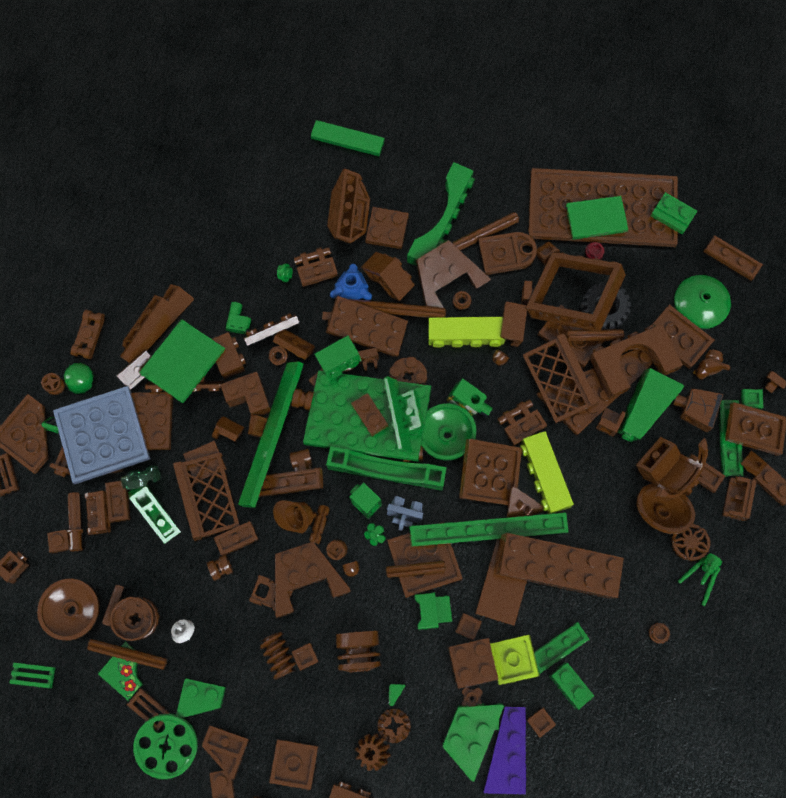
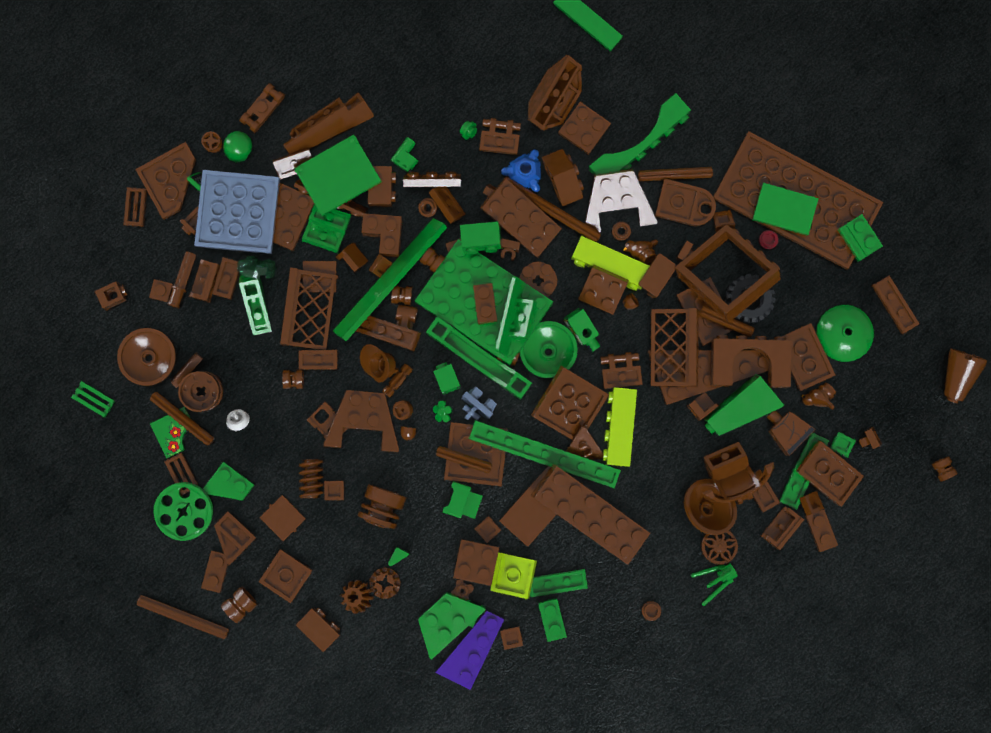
camera: 20 degrees right, 10 degrees up
(193, 415) = (326, 230): none -> green slope
(266, 707) = (282, 518): none -> reddish brown piece
(288, 443) = (401, 294): none -> reddish brown wheel
(471, 356) = (603, 289): none -> reddish brown plate
(488, 308) = (642, 250): none -> reddish brown animal

